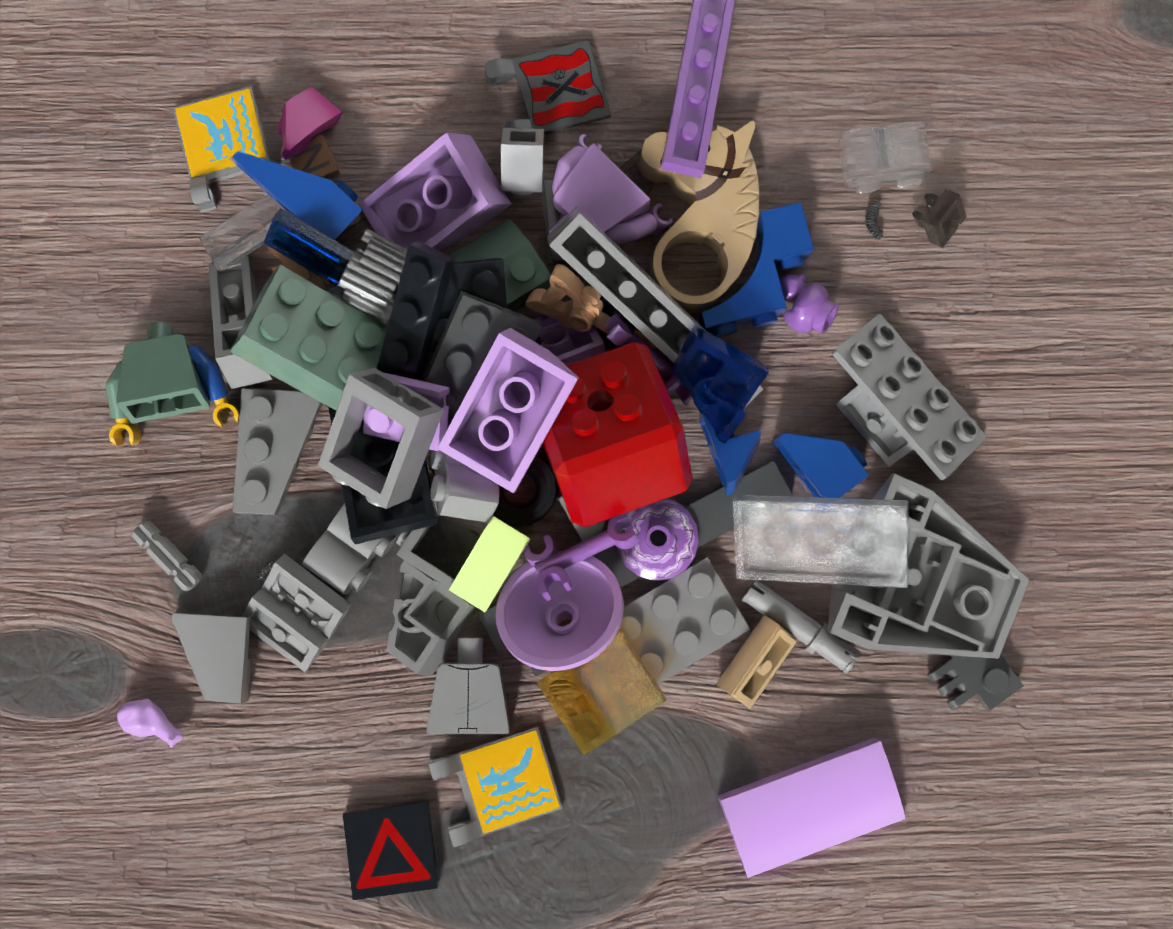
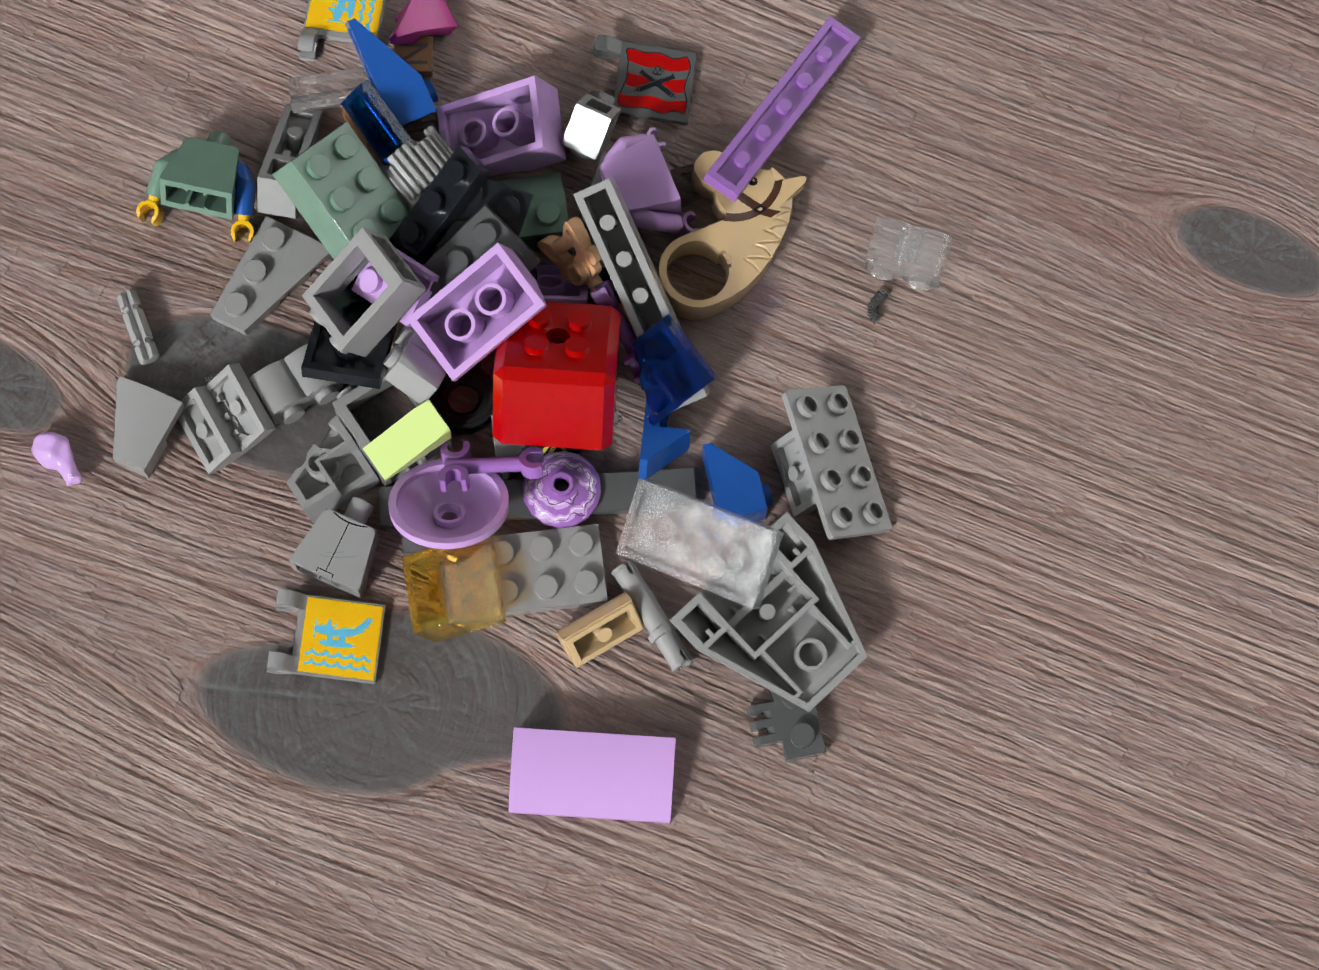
camera: 25 degrees right, 10 degrees down
(390, 850) = (211, 652): black tile -> none
(782, 243) = (742, 325): blue arch -> none
(811, 306) = (783, 350): medium lavender animal -> none
(943, 218) = (935, 325): clear smoke tile -> none

